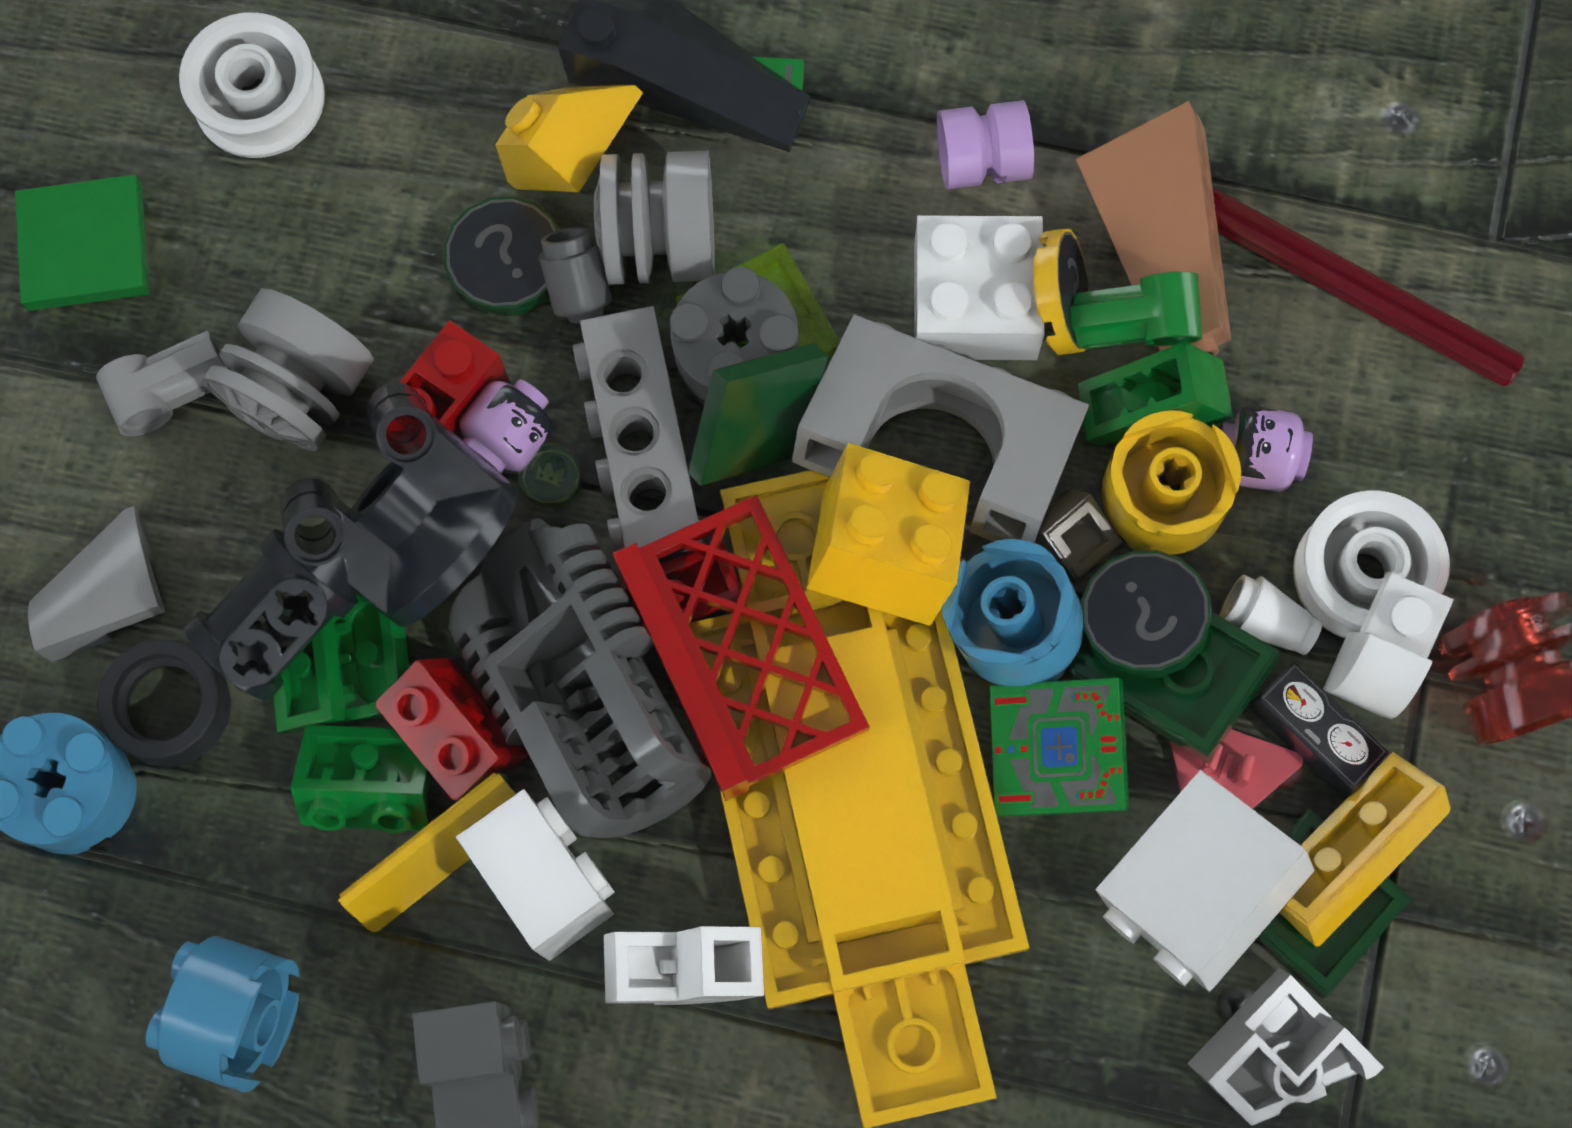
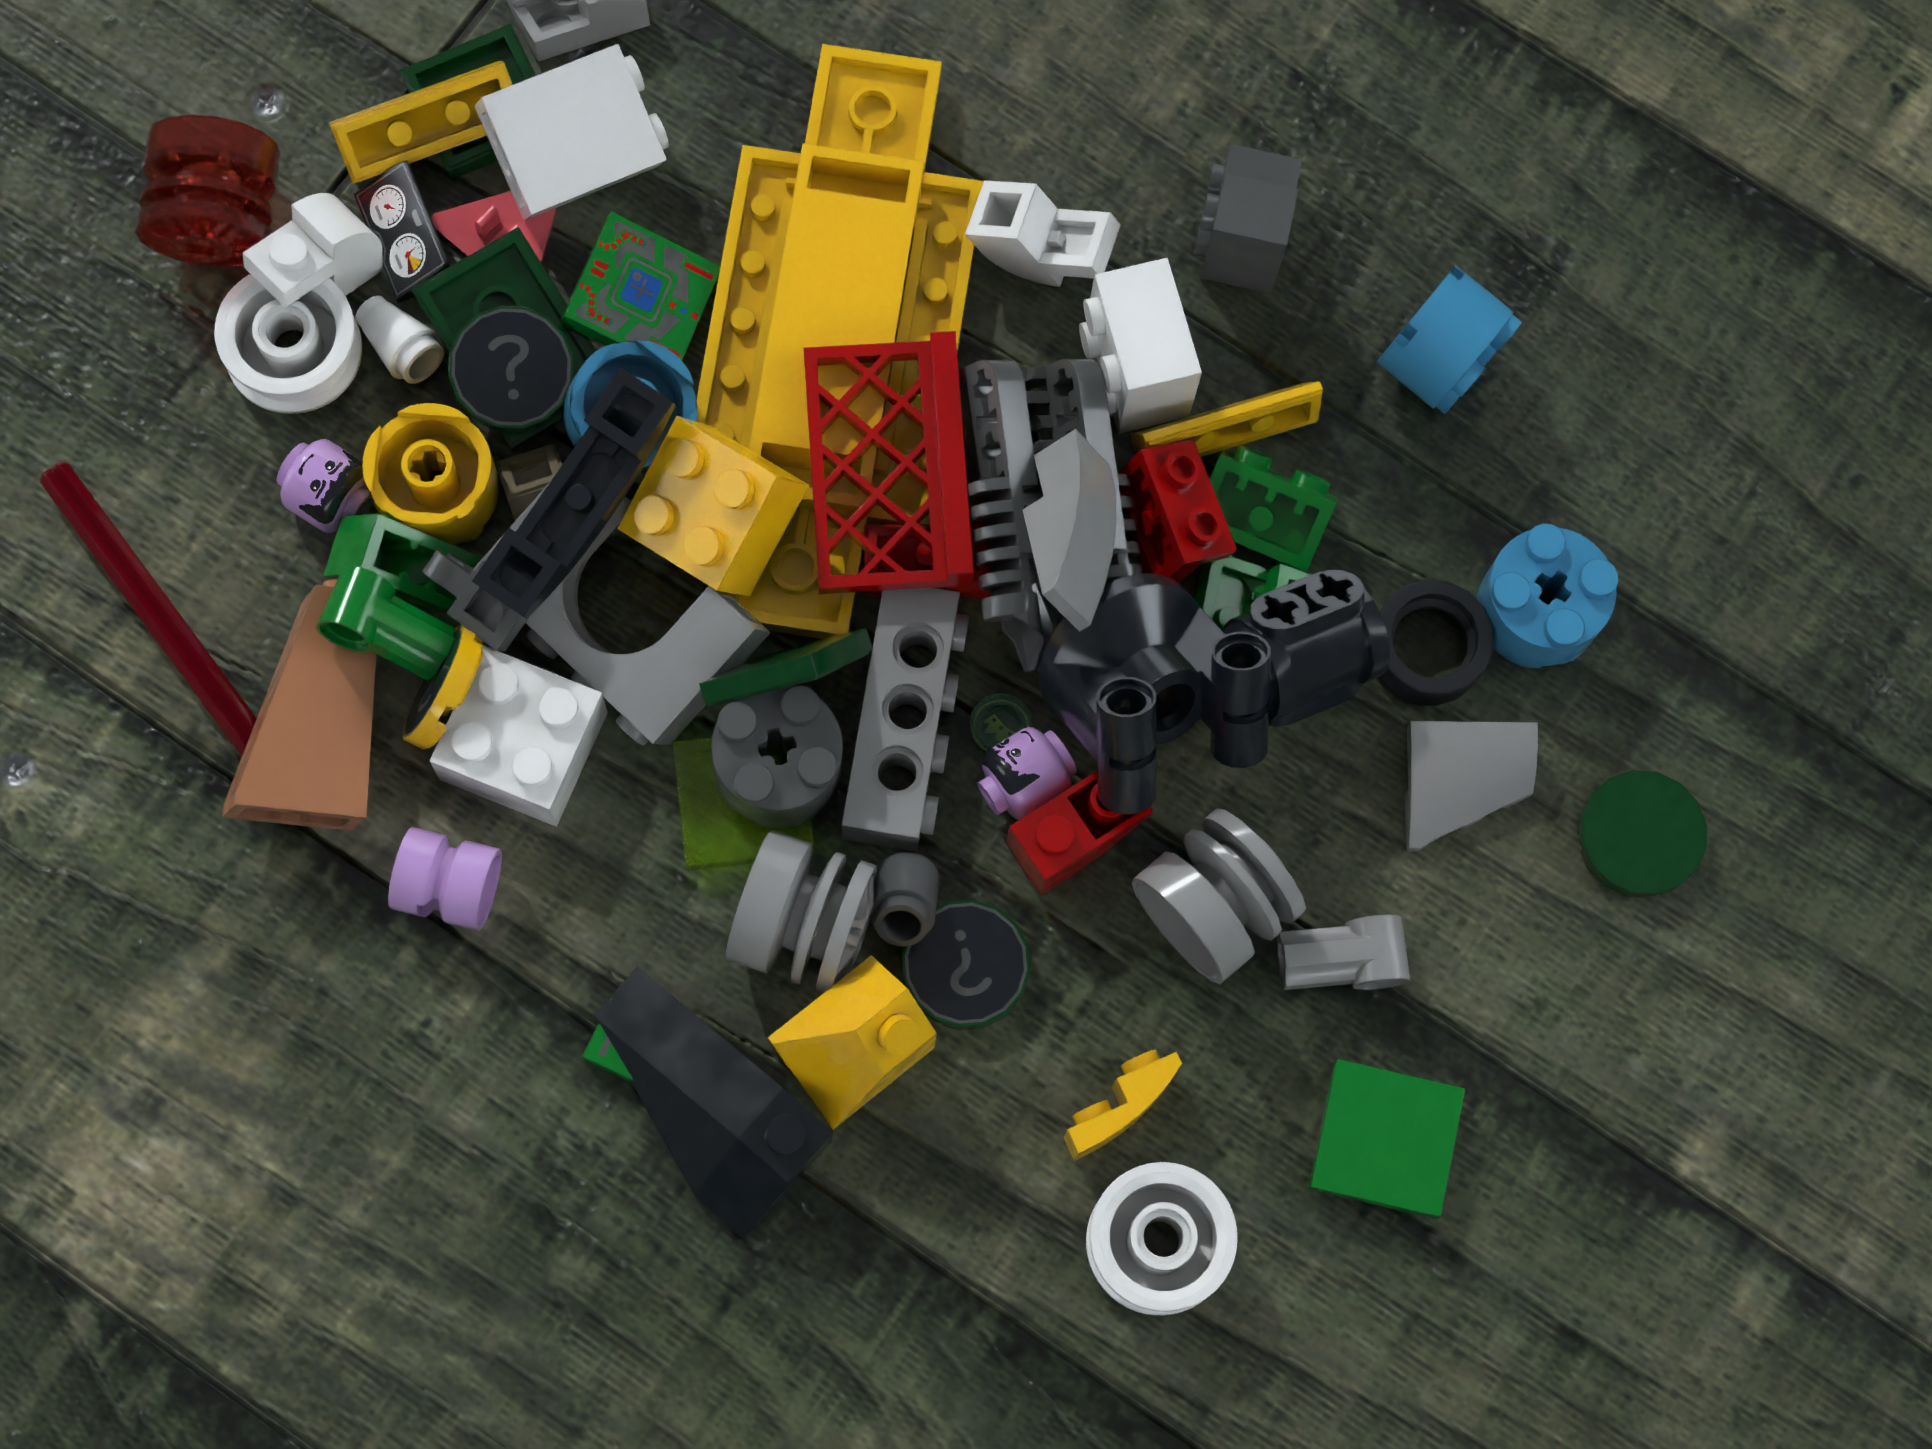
camera: 170 degrees left, 0 degrees up
(309, 201) = (1135, 1091): none -> yellow slope
(526, 612) = (1073, 526): none -> light grey slope
(1016, 468) = (580, 496): none -> black slope
(1059, 371) = (474, 607): none -> dark grey plate

